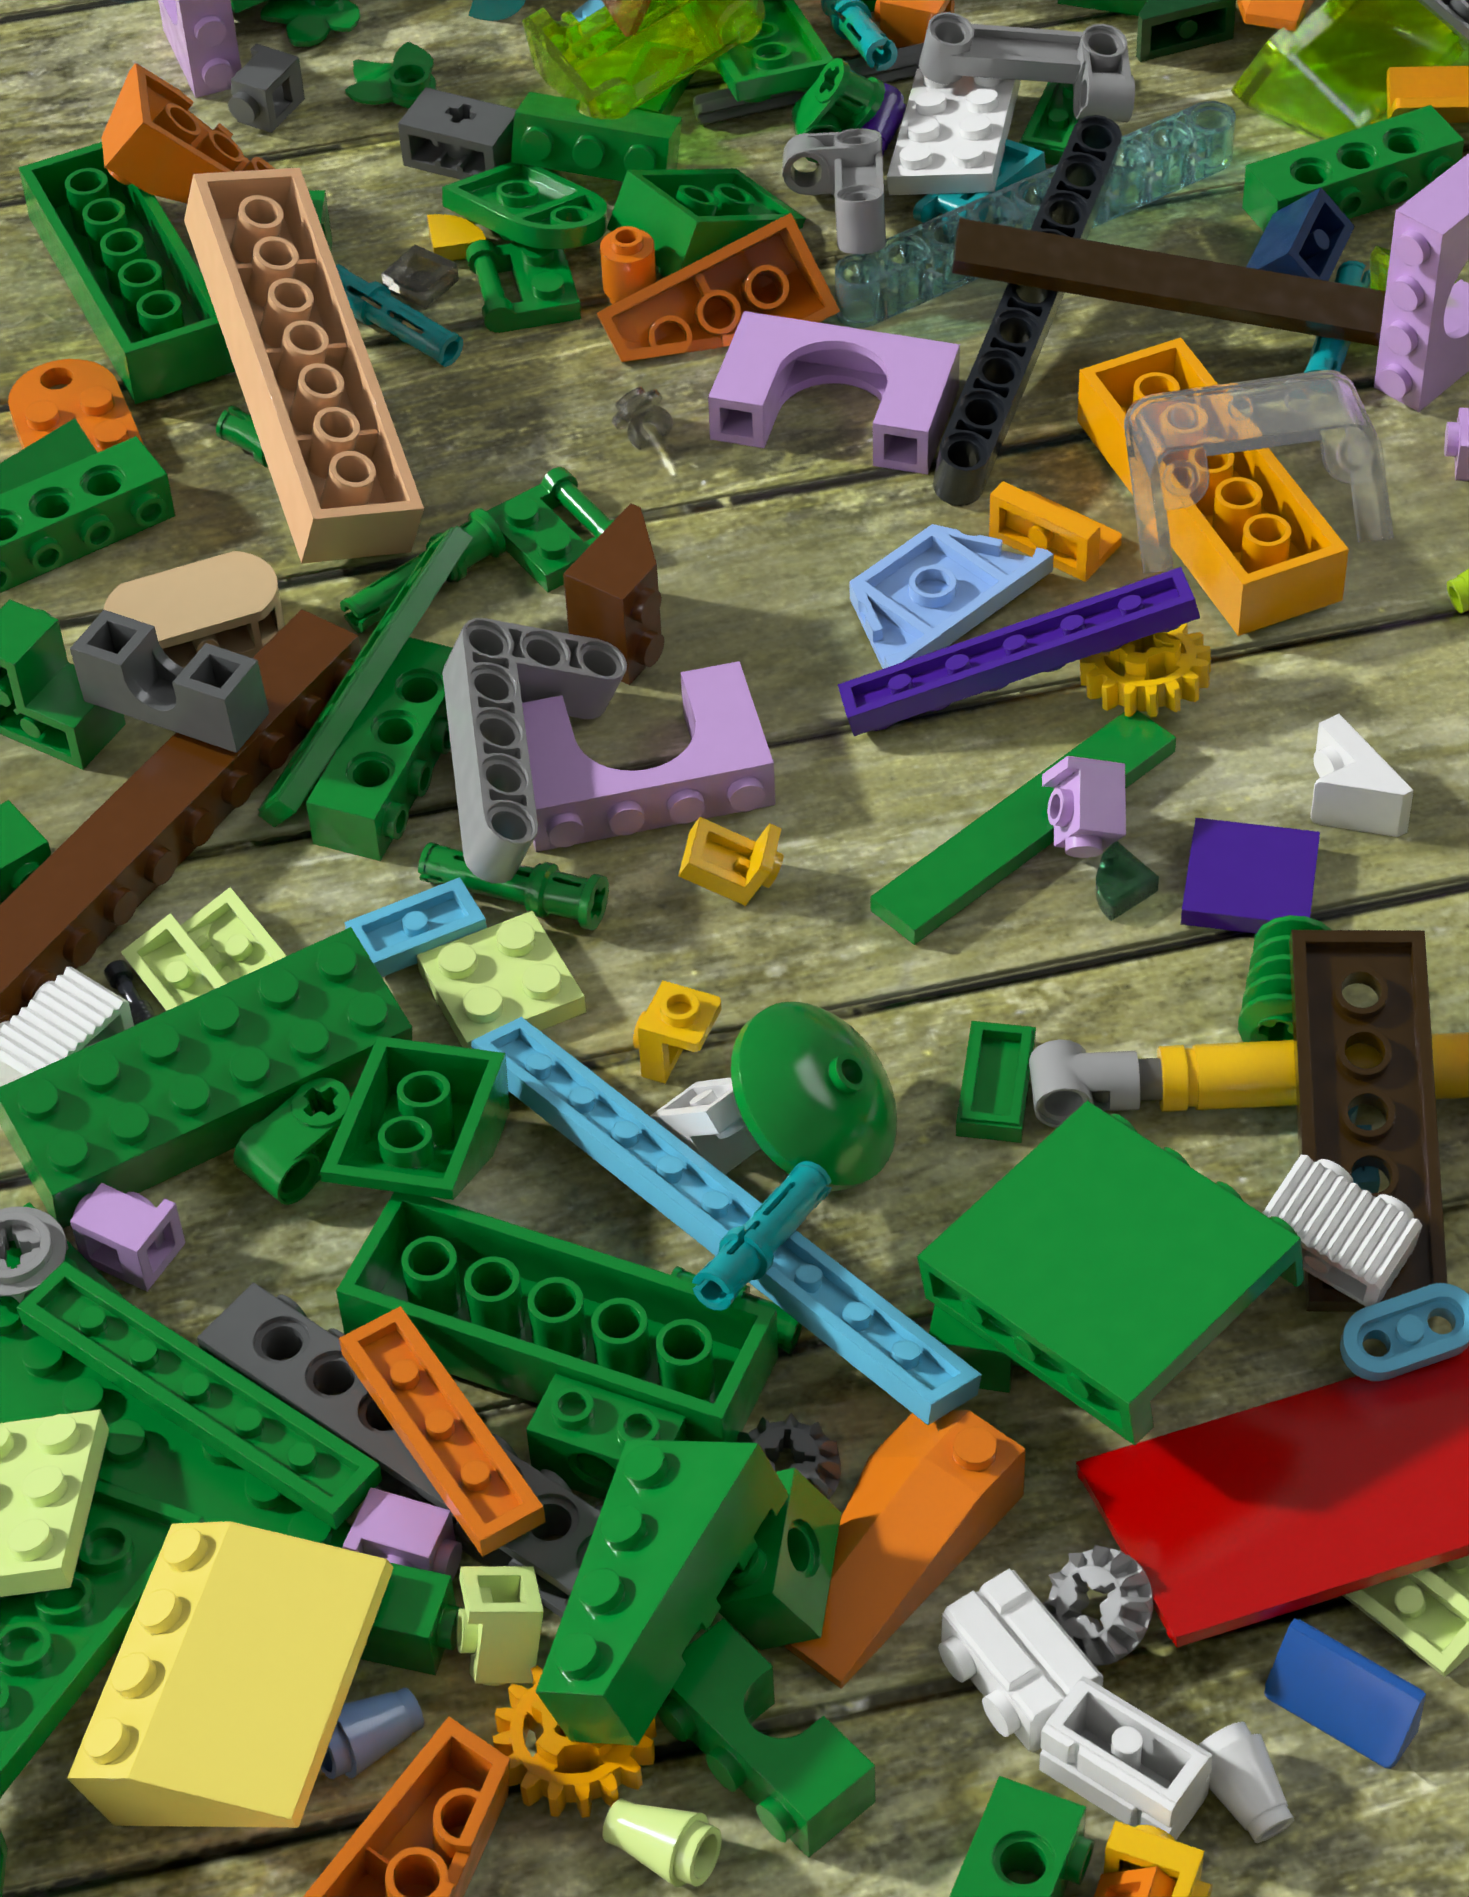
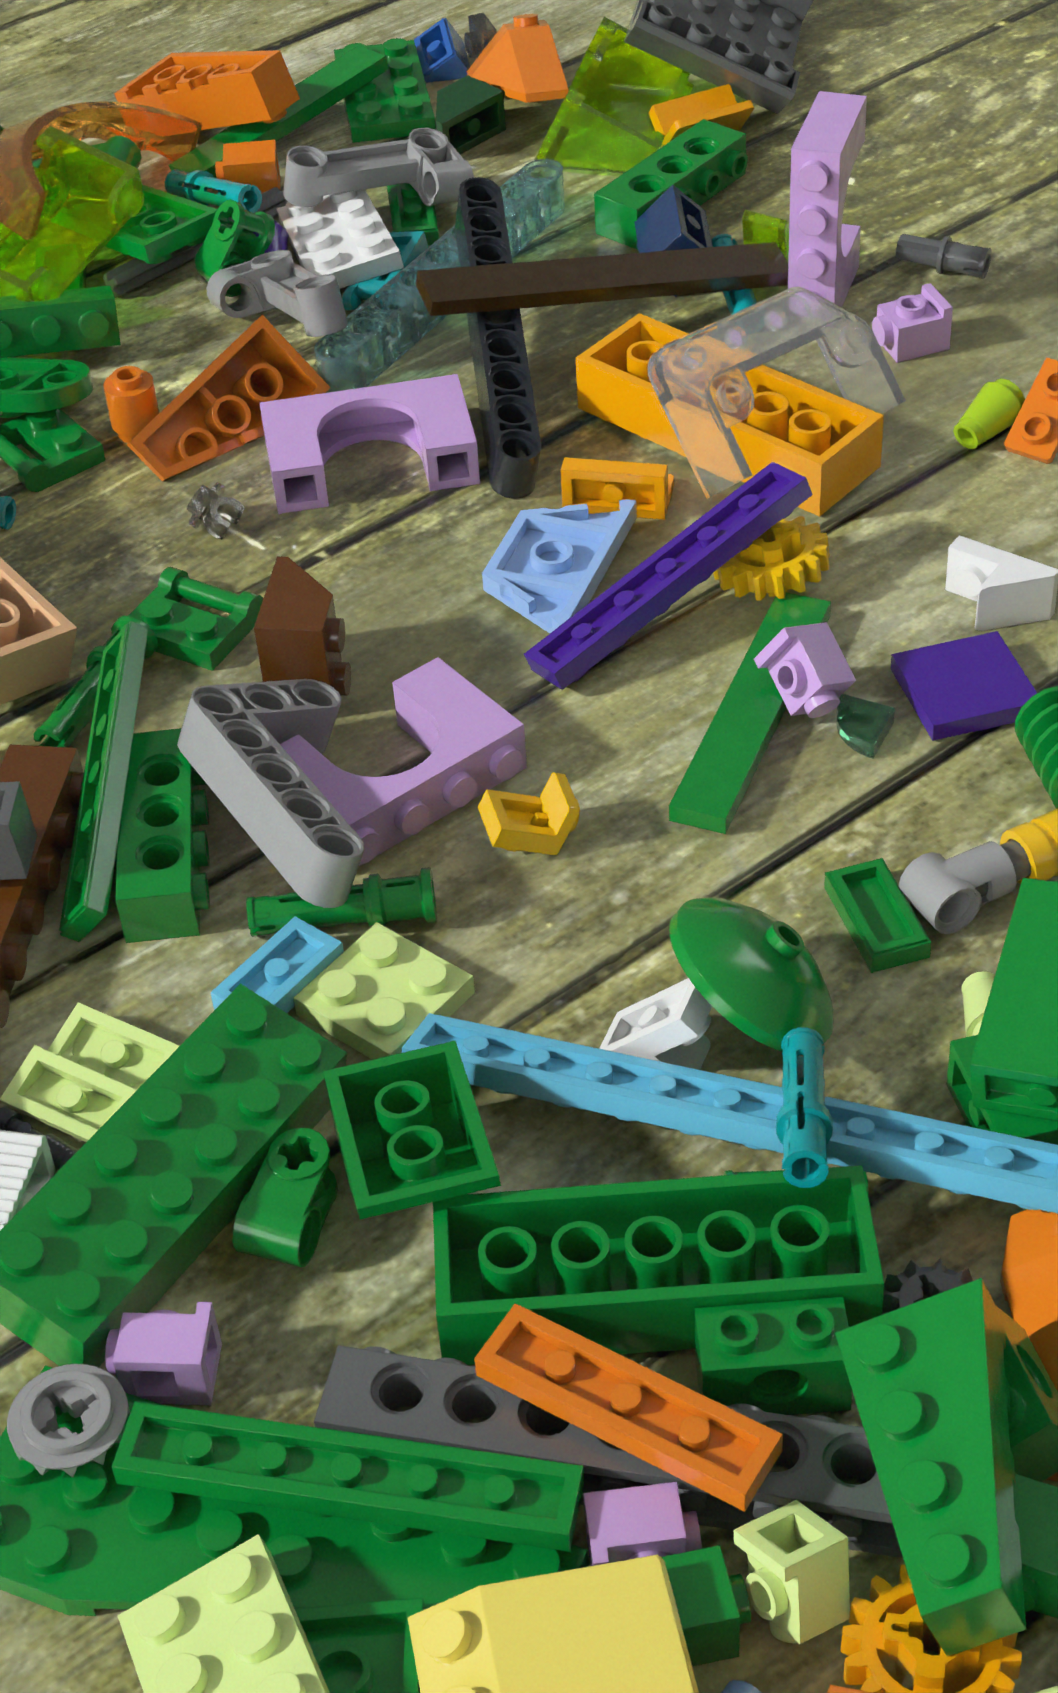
camera: 25 degrees left, 5 degrees down
(673, 1022) = (581, 956): yellow bracket -> none
(694, 211) = (165, 347): green slope -> none

